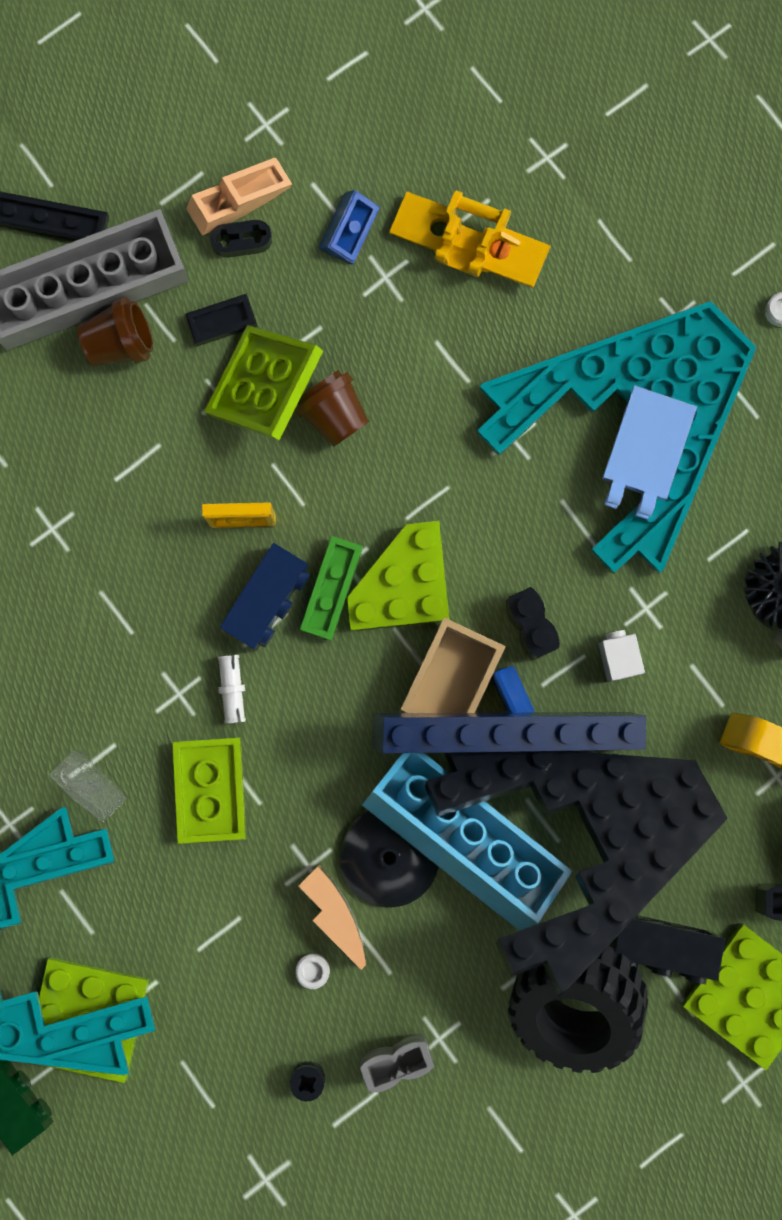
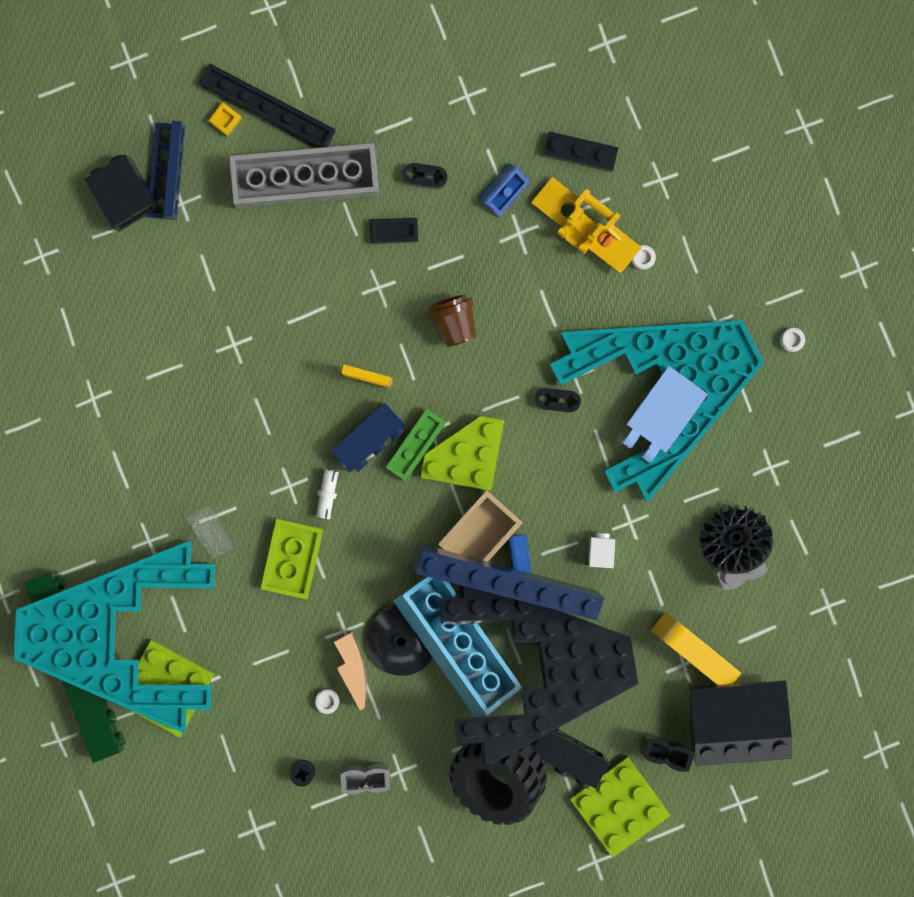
camera: 20 degrees right, 5 degrees up
(116, 335) = (317, 223): reddish brown piece -> none
(237, 195) = (432, 144): light nougat slope -> none
(263, 382) = (410, 287): lime plate -> none
(434, 150) = (580, 151): none -> black plate
(499, 468) = (559, 394): none -> black beam
(528, 615) = (547, 518): black brick -> none
(557, 261) = (644, 258): none -> white tile

